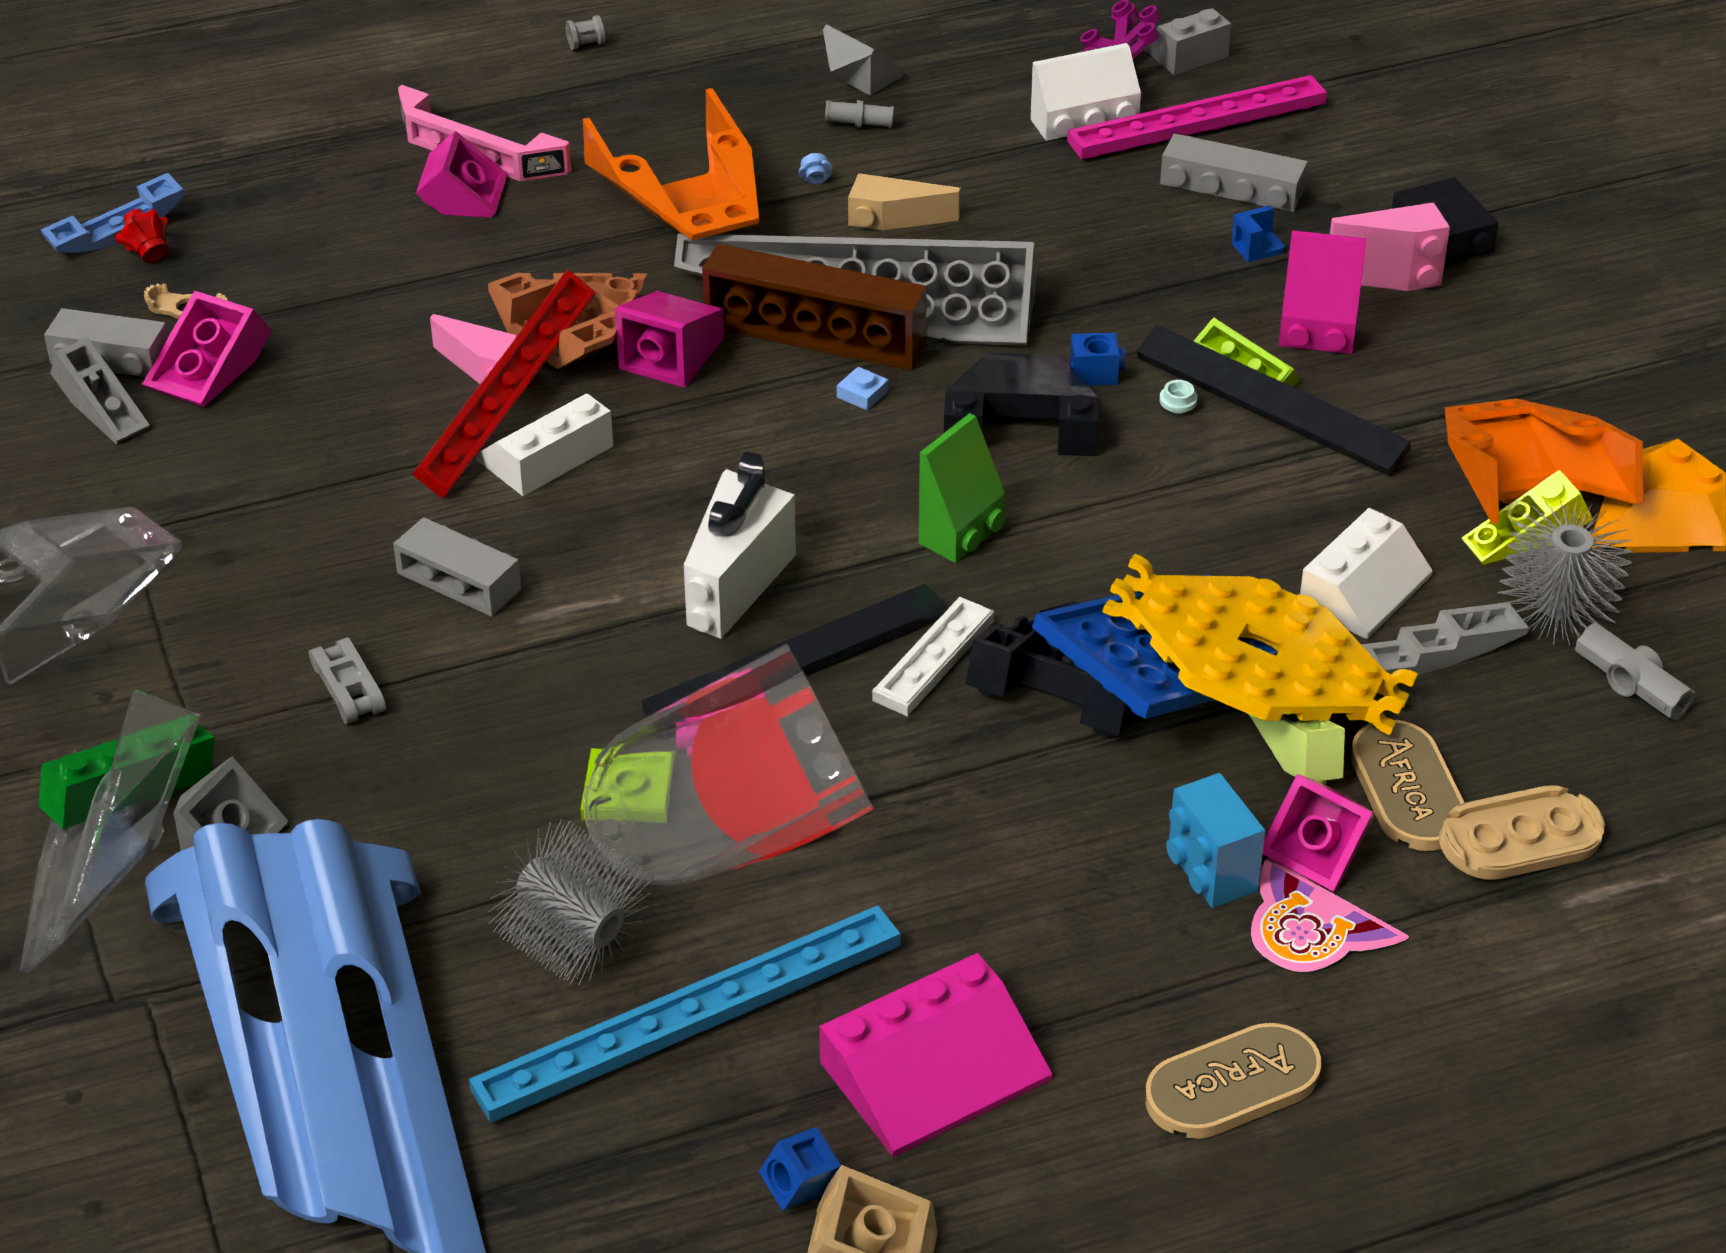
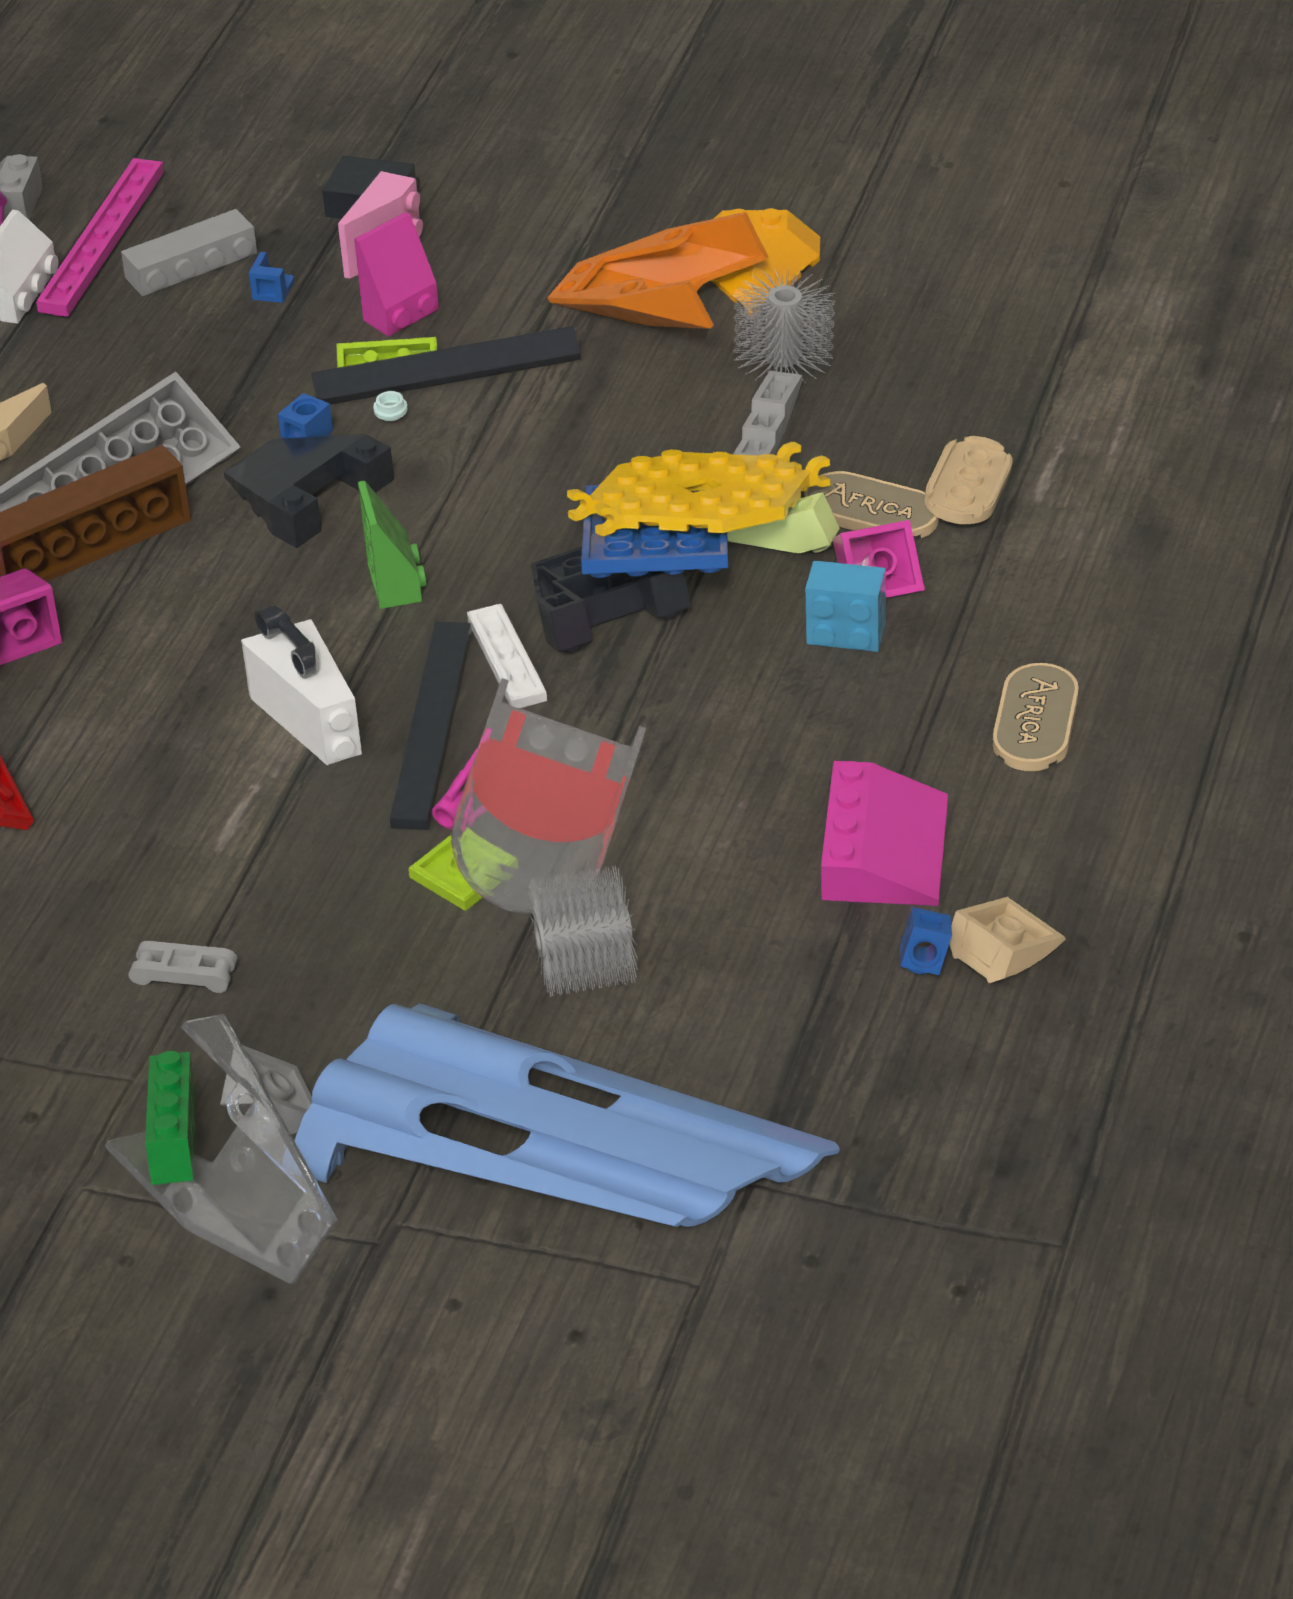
camera: 50 degrees left, 0 degrees up
(457, 566) = (132, 848): light grey brick -> none
(550, 445) = (45, 736): white slope -> none
(683, 1013) = (719, 941): dark azure plate -> none
(862, 388) = (184, 551): light blue plate -> none
(1310, 926) = (942, 617): sticker -> none
(1366, 573) = (668, 414): white slope -> none
(1491, 540) = (701, 344): neon yellow slope -> none
(1635, 671) = (887, 355): light grey piece -> none

